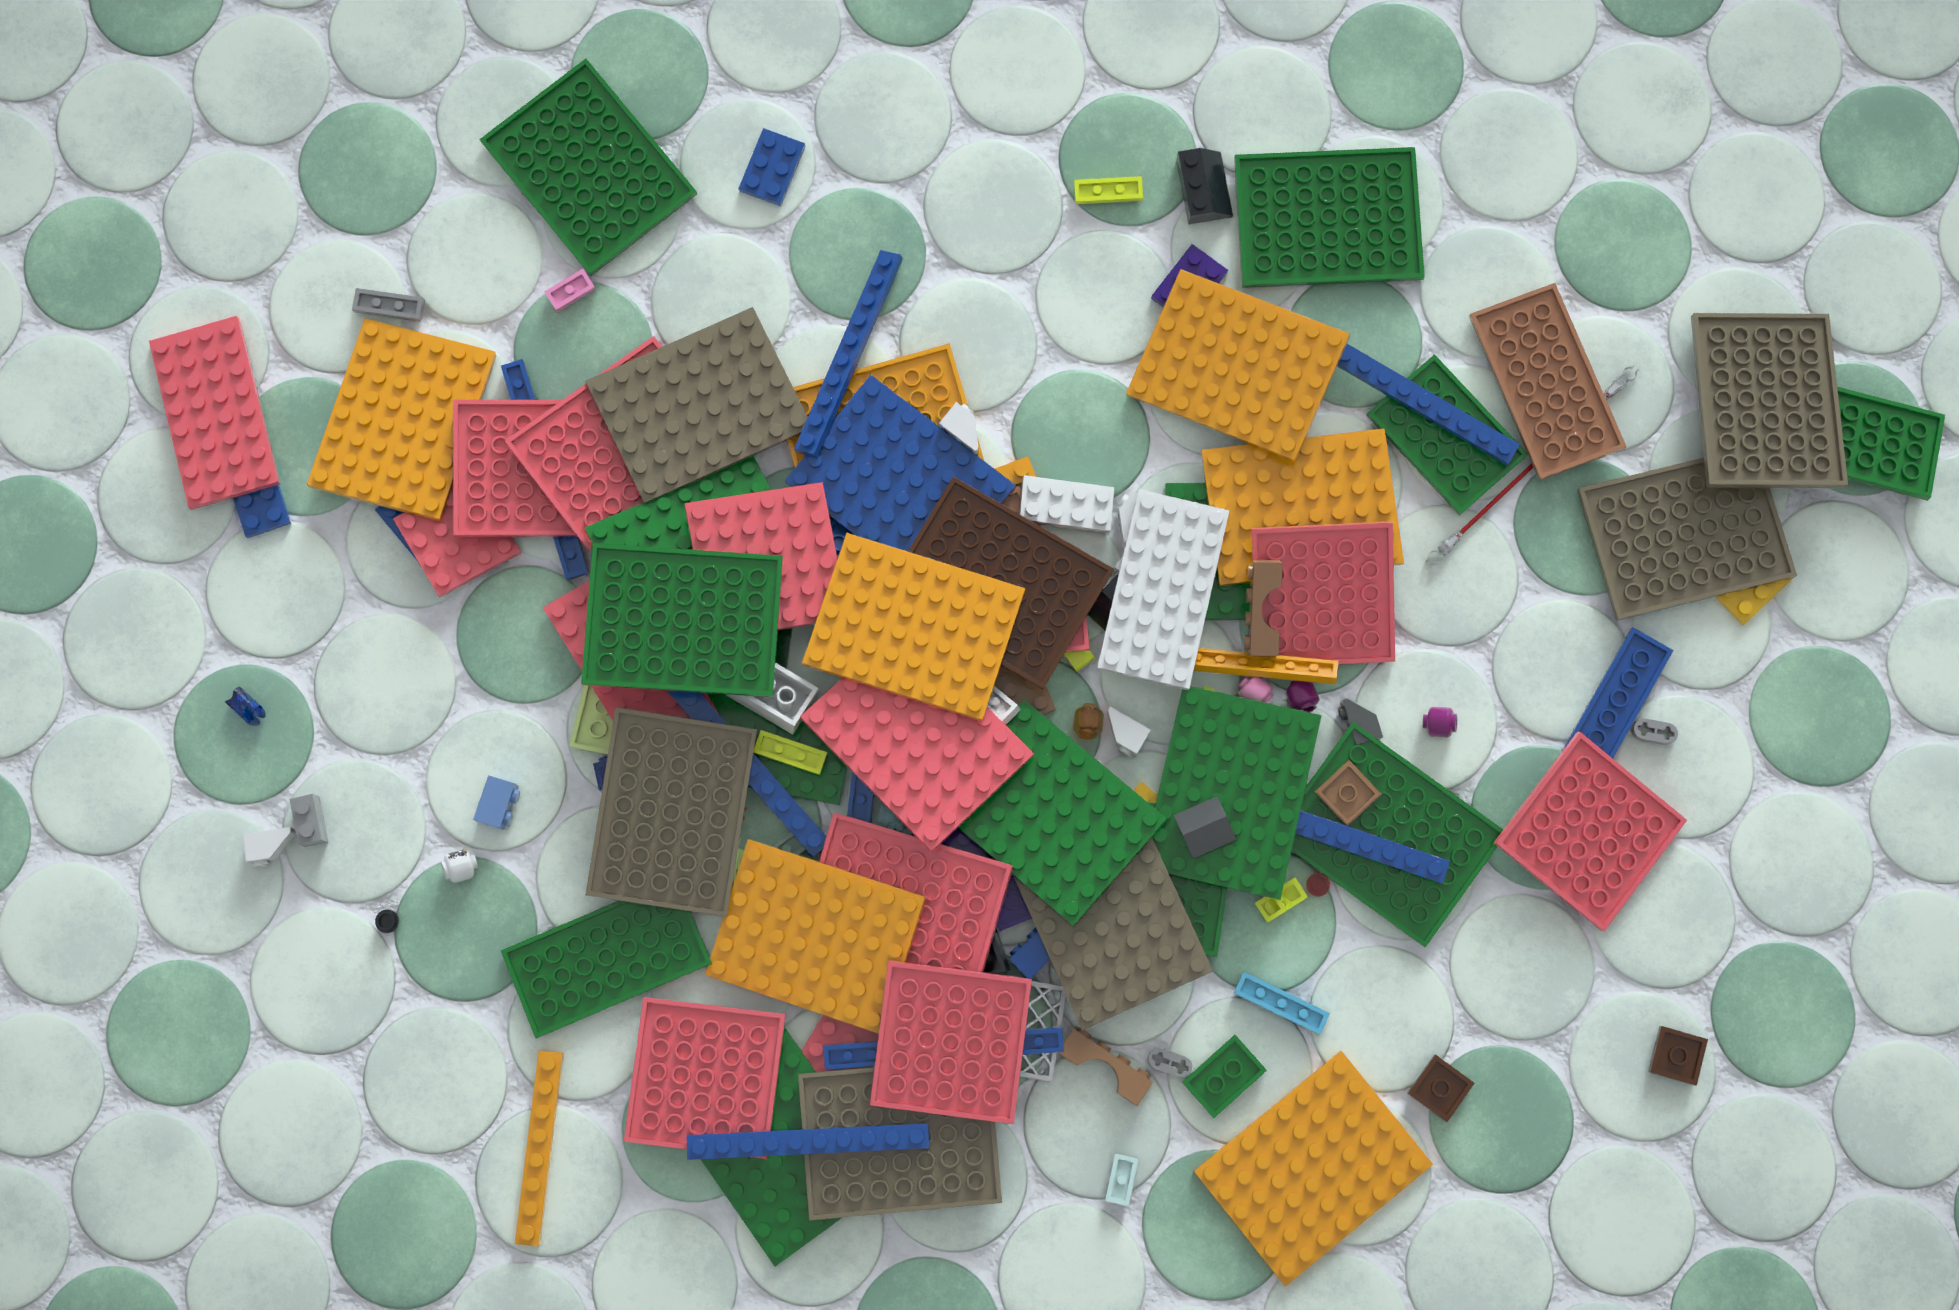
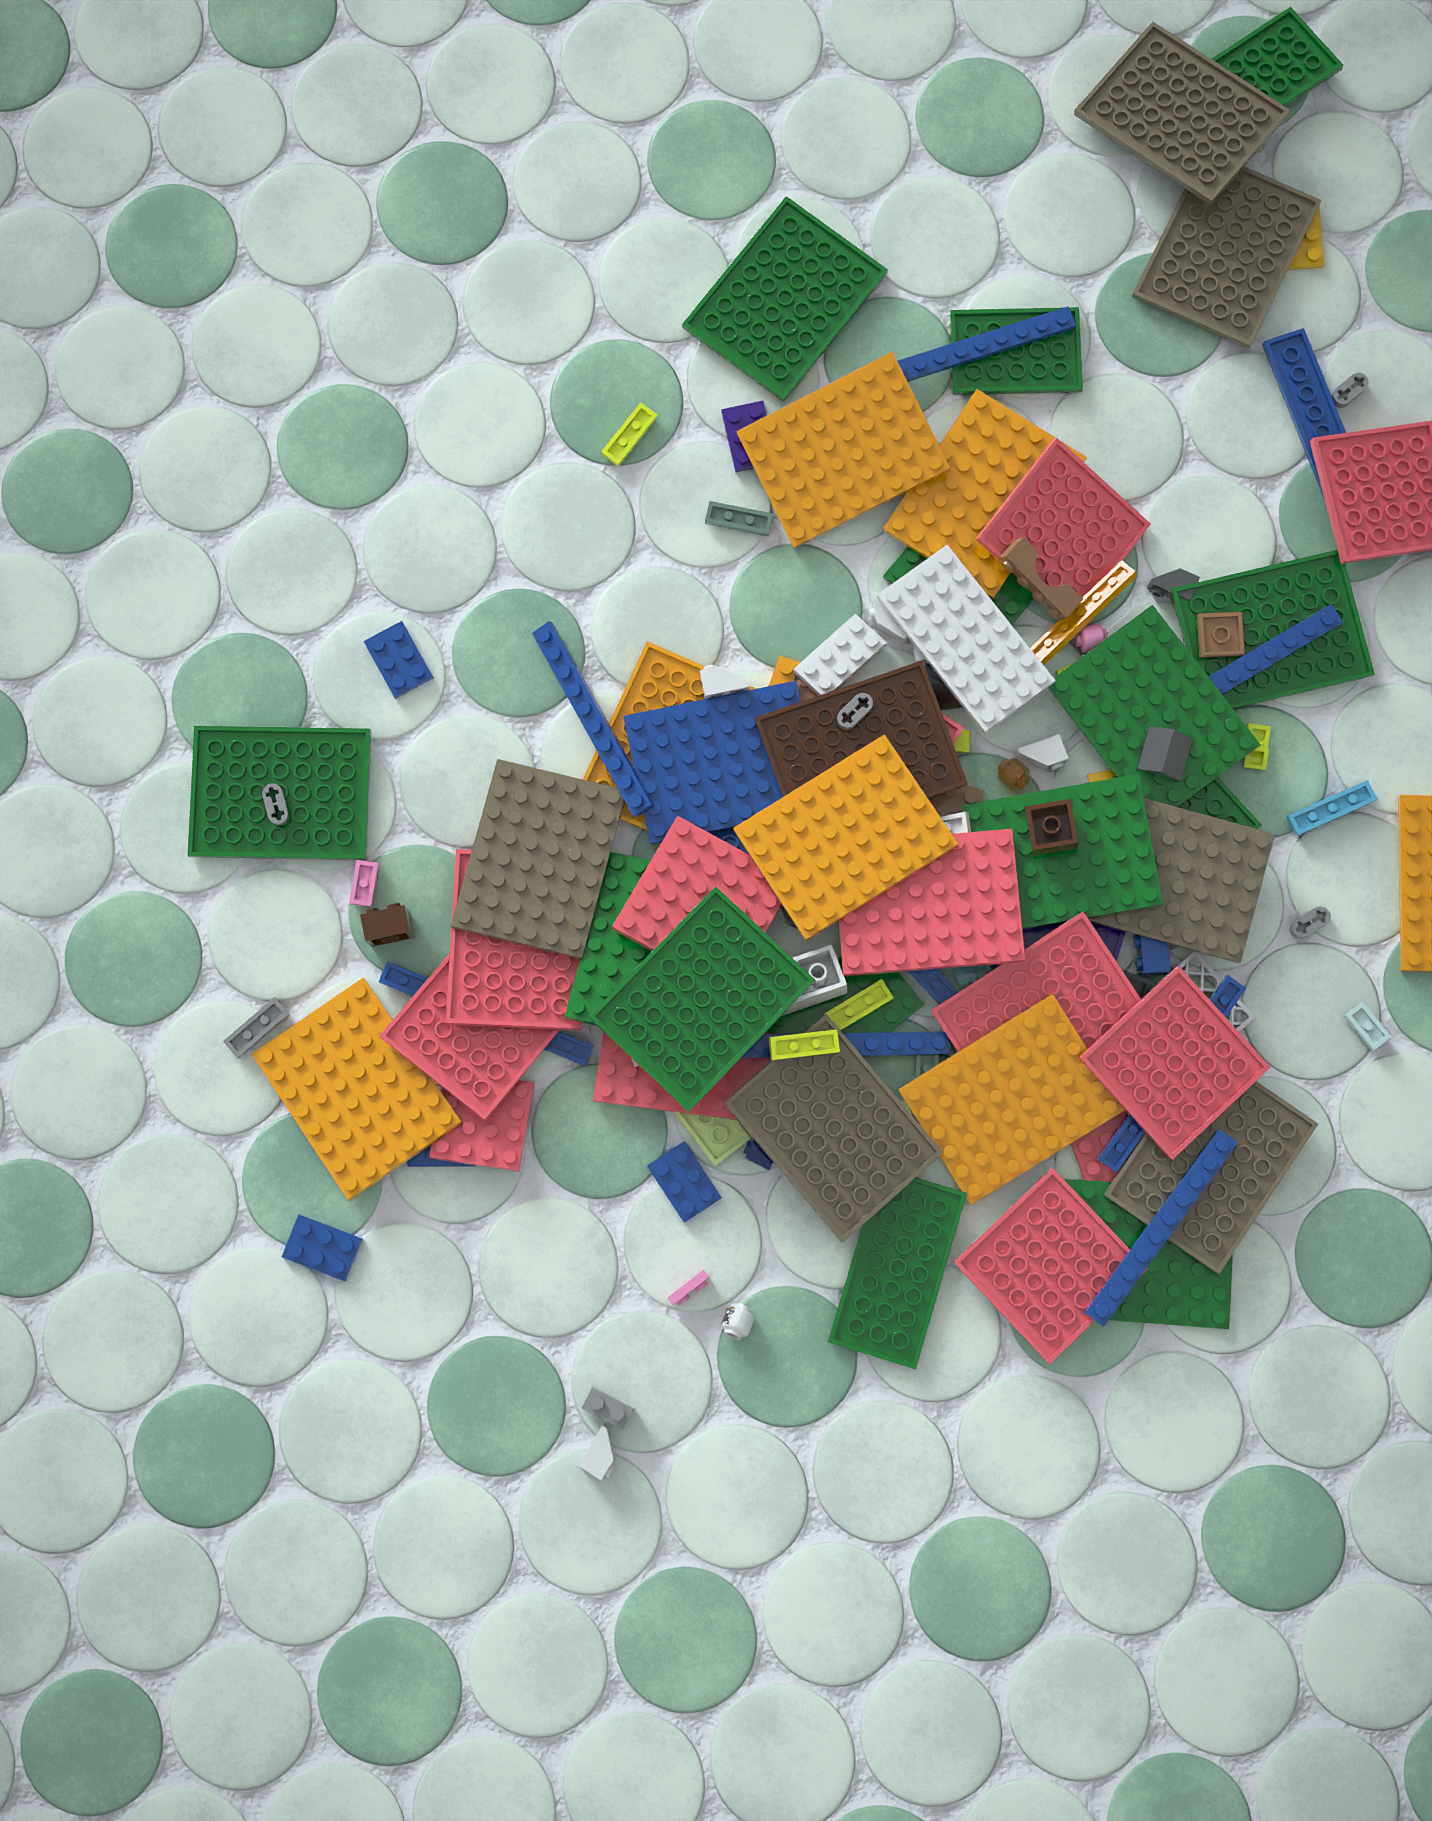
camera: 50 degrees left, 0 degrees up
(214, 413) = (226, 1227): coral plate -> none
(246, 707) = (477, 1386): clear blue piece -> none
(387, 921) = (733, 1410): black plate -> none
(445, 804) = (696, 1282): none -> bright pink plate
(497, 803) = (713, 1255): medium blue brick -> none
(538, 733) = (684, 1182): none -> blue plate
(539, 1148) = (999, 1434): light orange plate -> none
(548, 334) = (387, 925): none -> reddish brown brick
(578, 173) = (270, 805): none -> light grey beam
(714, 731) = (804, 1044): none -> neon yellow plate
(1024, 544) = (851, 707): none -> light grey beam
(1059, 783) = (1051, 827): none -> reddish brown brick
(1113, 332) = (739, 518): none -> sand green plate
(1131, 1083) = (1303, 962): medium nougat arch -> none
(1203, 185) = (684, 366): black slope -> none
(1224, 1076) = (1351, 892): green plate -> none
(1302, 696) = (1122, 609): magenta head -> none
(1317, 884) = (1267, 712): clear red plate -> none
(1440, 722) = (1221, 529): magenta head -> none
(1447, 545) = (1096, 418): piece -> none
(1547, 381) = (1037, 250): nougat plate -> none

